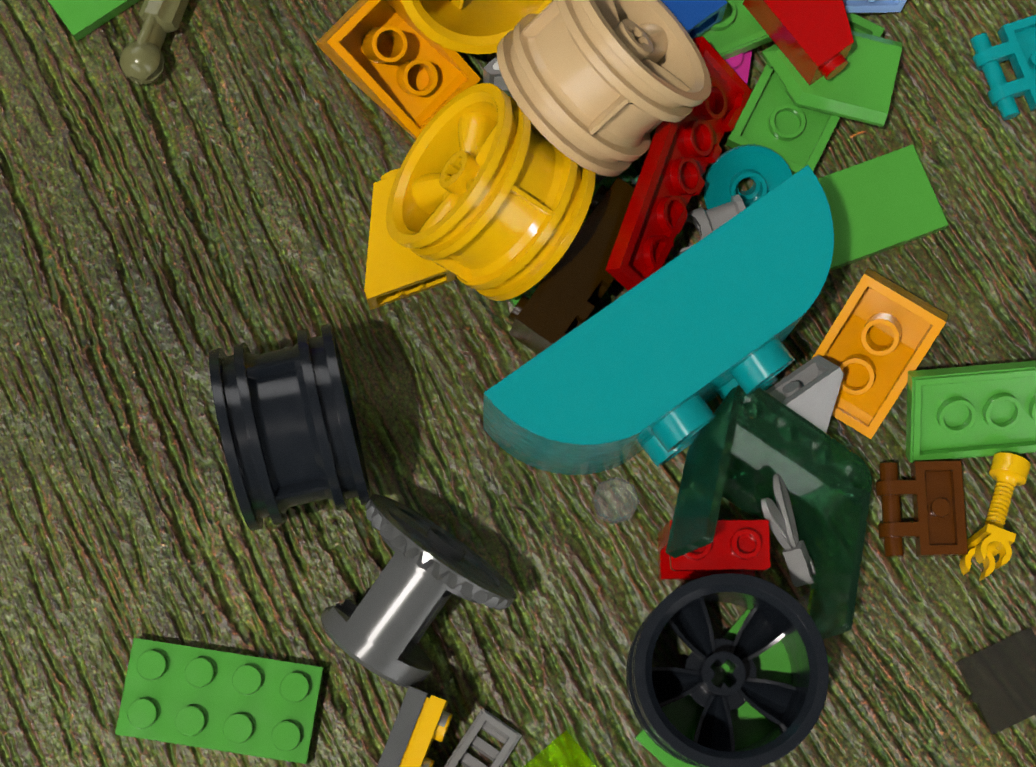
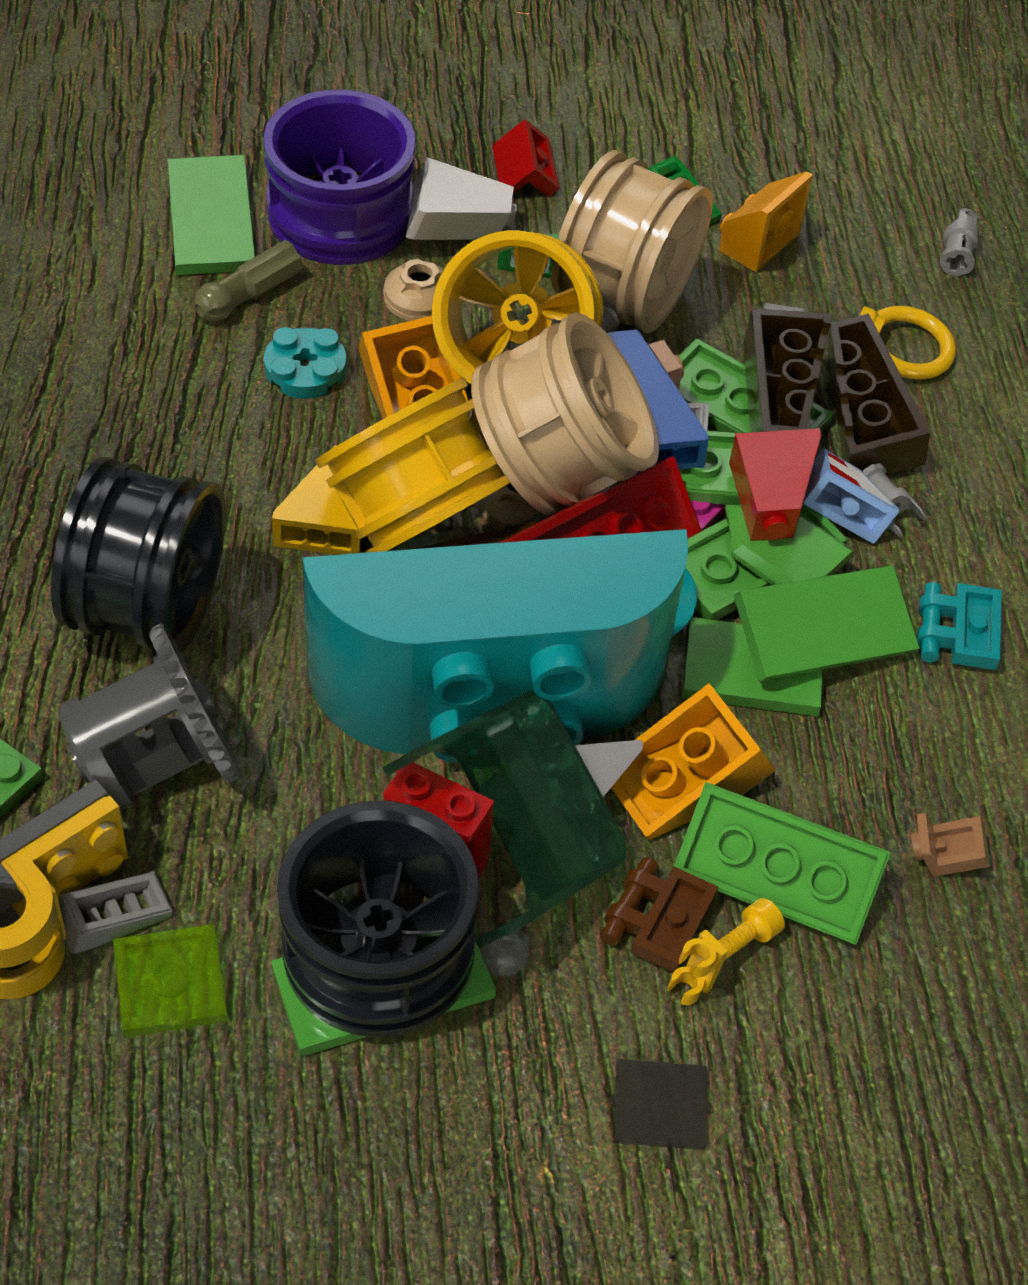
camera: 30 degrees right, 25 degrees down
(264, 59) = (292, 345): none -> teal plate
(615, 501) = (371, 772): clear tile -> none
(784, 528) = (513, 843): light grey piece -> none
(917, 139) = (825, 622): none -> bright green tile

